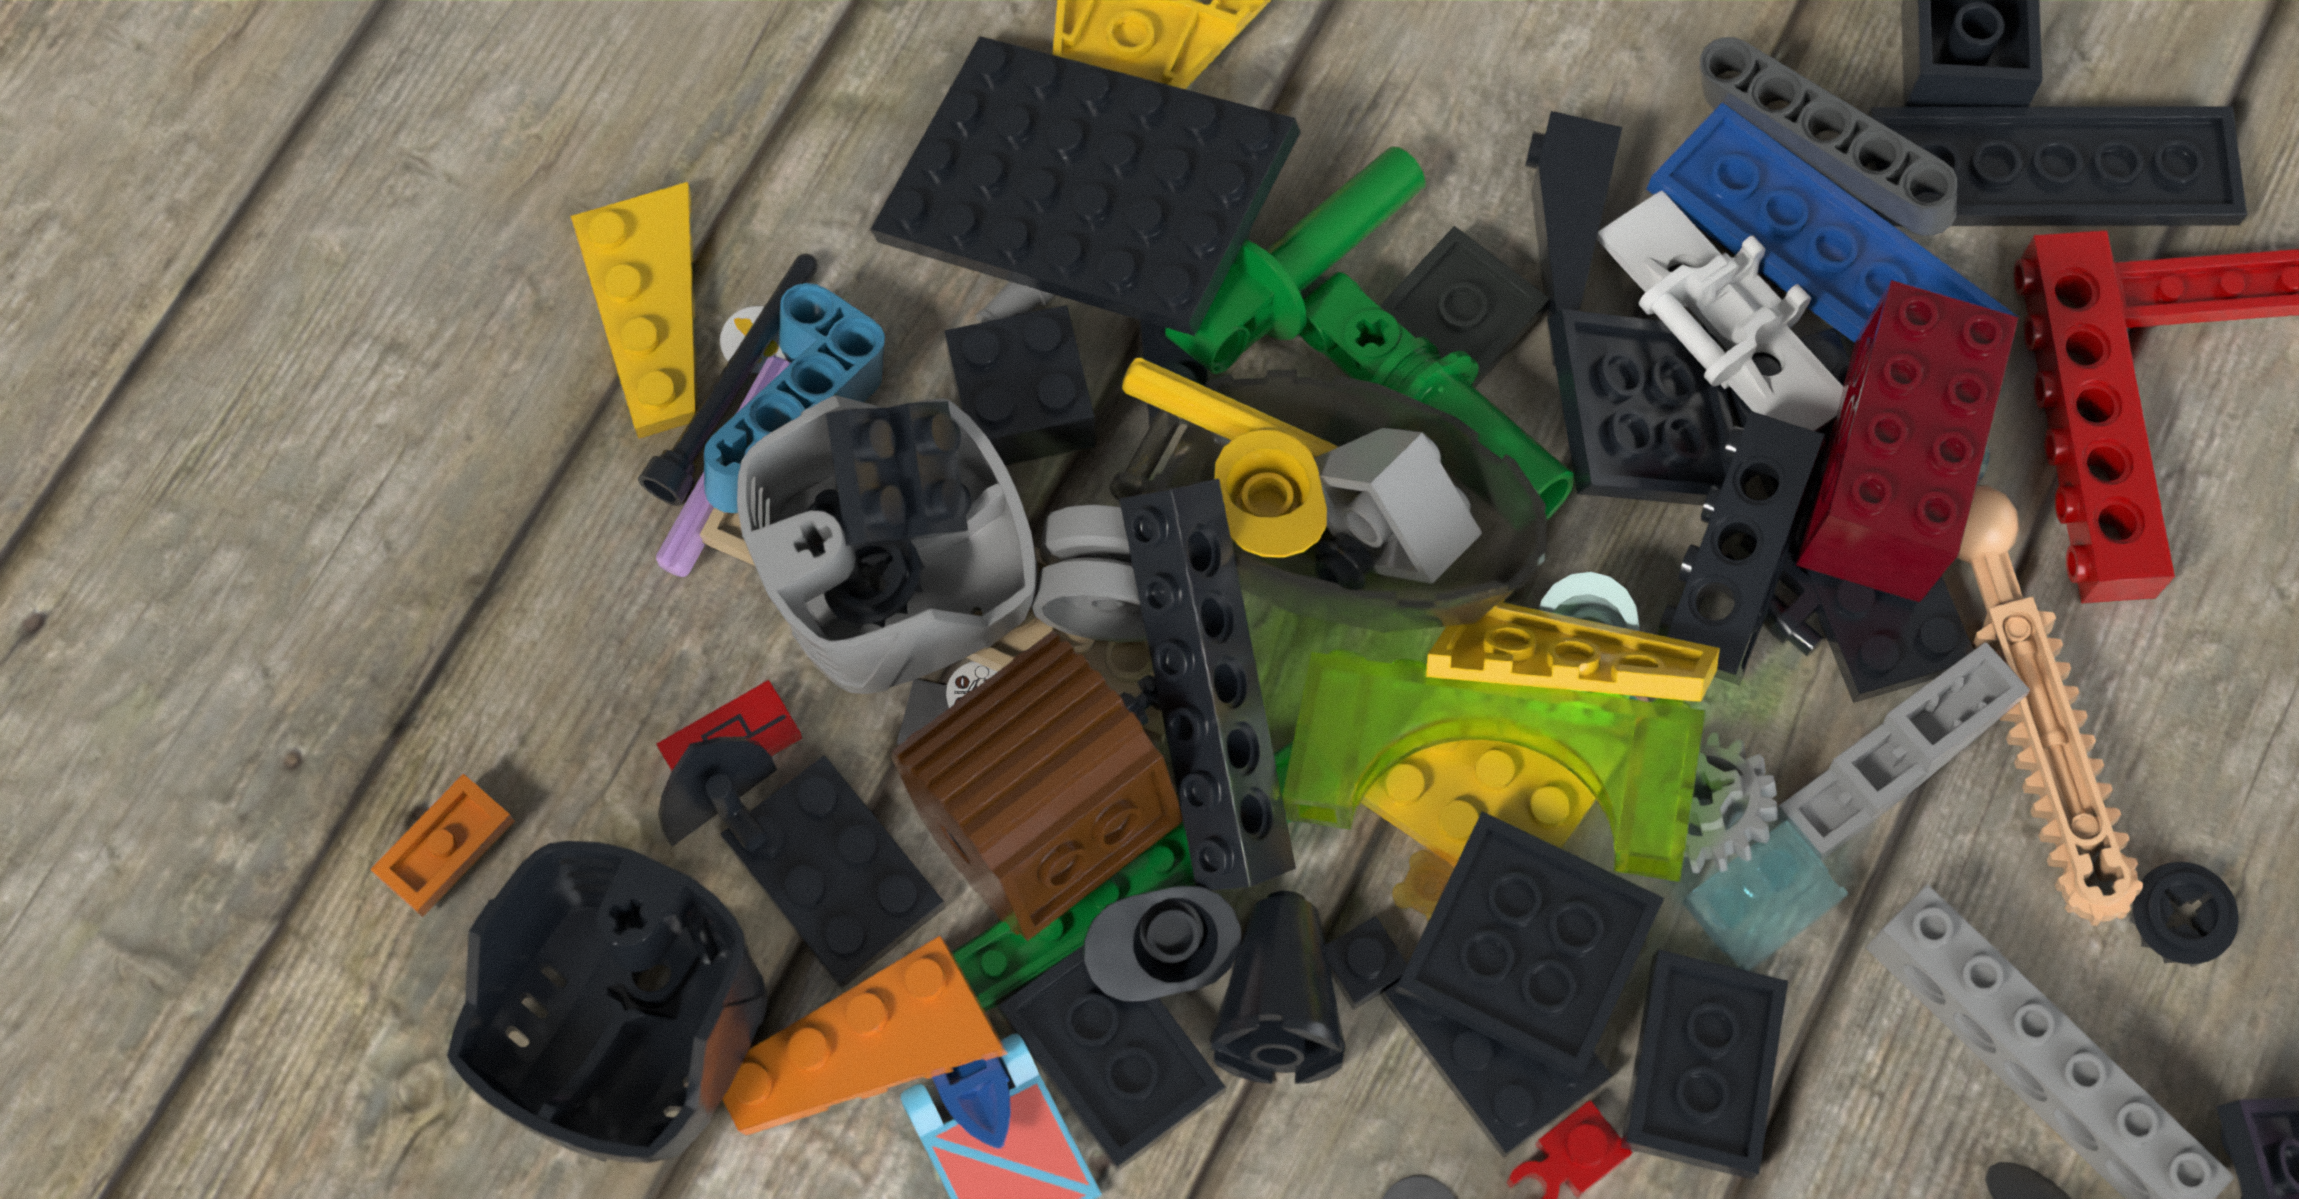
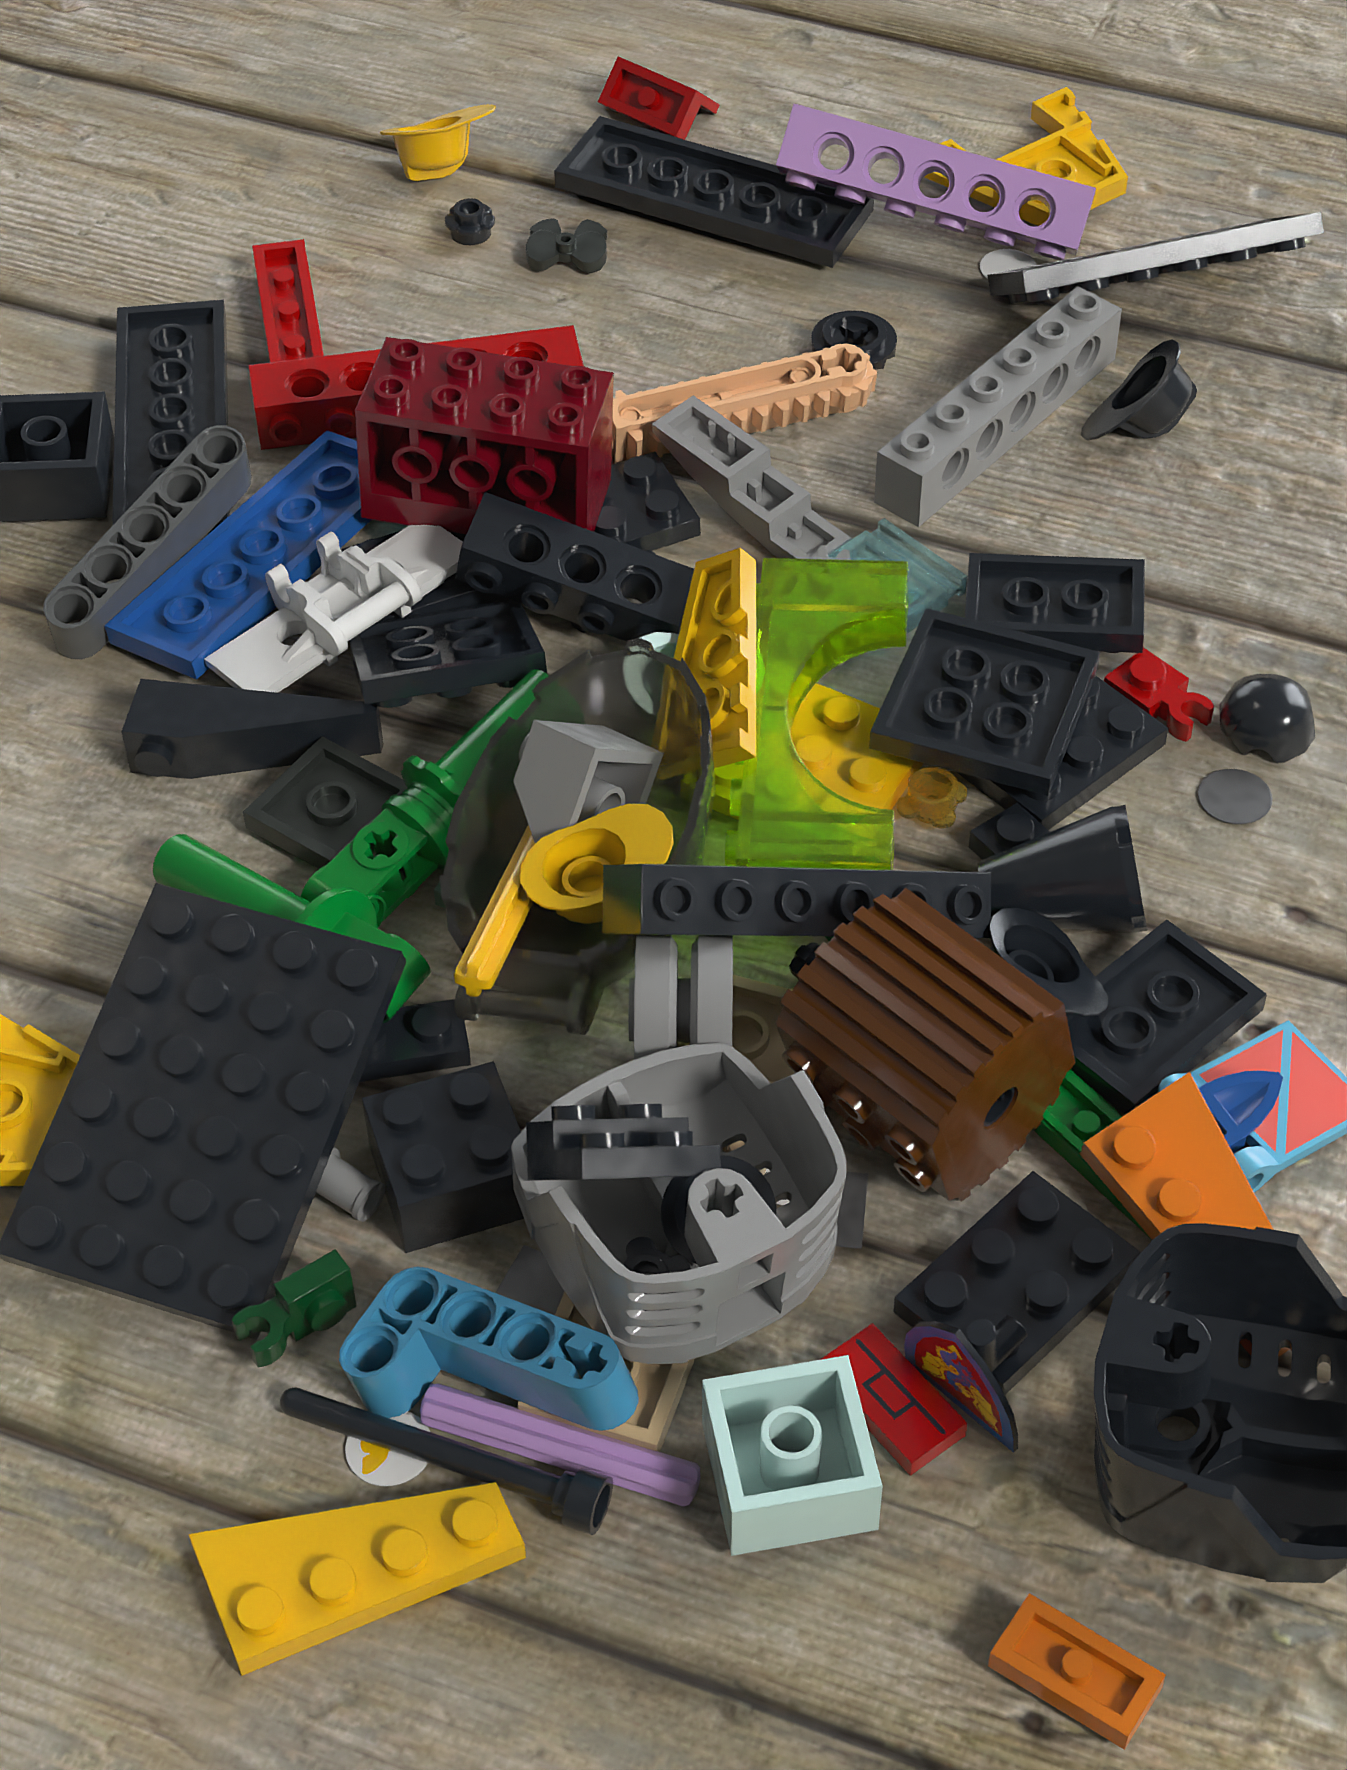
camera: 95 degrees left, 20 degrees down
(662, 634) = (791, 1455): none -> light aqua brick
(889, 274) = (303, 1303): none -> dark green plate

